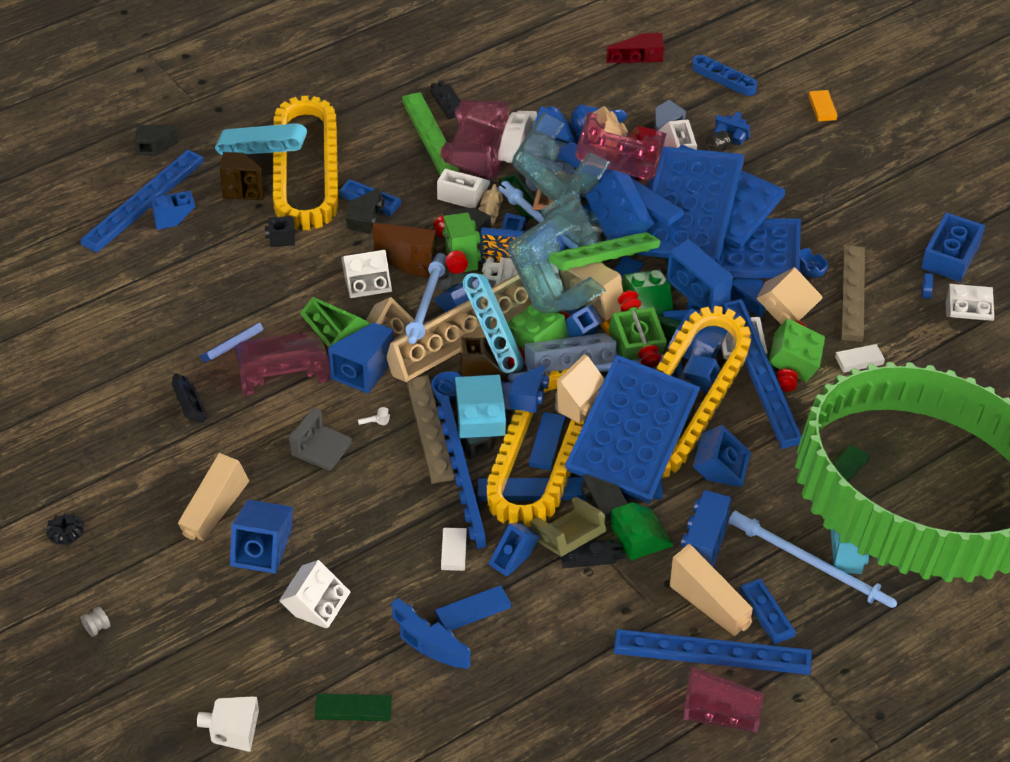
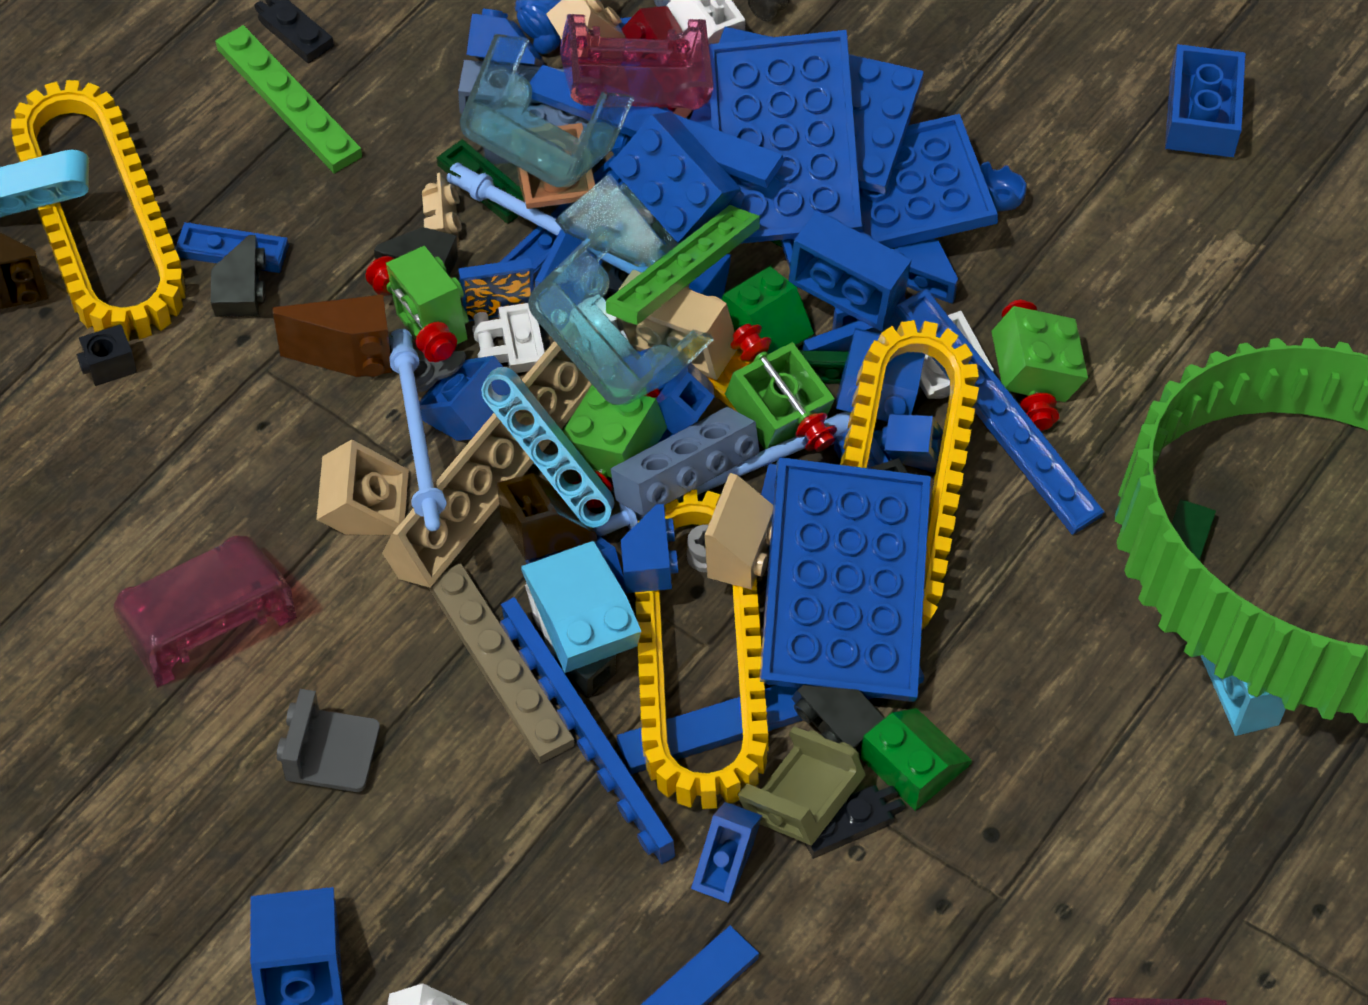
camera: 20 degrees left, 10 degrees up
(188, 398) = (68, 724): black hinge -> none
(213, 497) = (187, 911): tan slope -> none
(231, 342) = (102, 594): tile -> none
(331, 322) = (274, 518): bright green wedge -> none
(361, 357) = (342, 564): blue slope -> none
(366, 273) = (284, 397): white slope -> none
(381, 418) = (412, 666): white hand -> none
(444, 384) = (500, 574): blue hat -> none
(454, 549) = (626, 878): white tile -> none
(461, 188) = (384, 193): white slope -> none
(477, 138) = (379, 91): clear pink windscreen -> none
(513, 222) = (493, 238): blue slope -> none
(515, 132) = (438, 69): white slope -> none
(547, 441) = (701, 630): blue tile -> none
(708, 525) = (1026, 735): blue brick -> none
(709, 591) = (1070, 837): tan slope -> none
(713, 651) = (1106, 940): blue tile -> none
(721, 457) = (992, 582): blue slope -> none
(753, 528) = (1089, 696): light blue bar -> none
(767, 611) = (1163, 839): blue tile -> none
(788, 296) = (994, 263): tan slope -> none
(853, 293) = (1079, 222): dark tan plate -> none
(859, 357) = (1133, 337): white tile -> none
(927, 286) = (1189, 181): blue tile -> none
(970, 302) = (1268, 196): white slope -> none

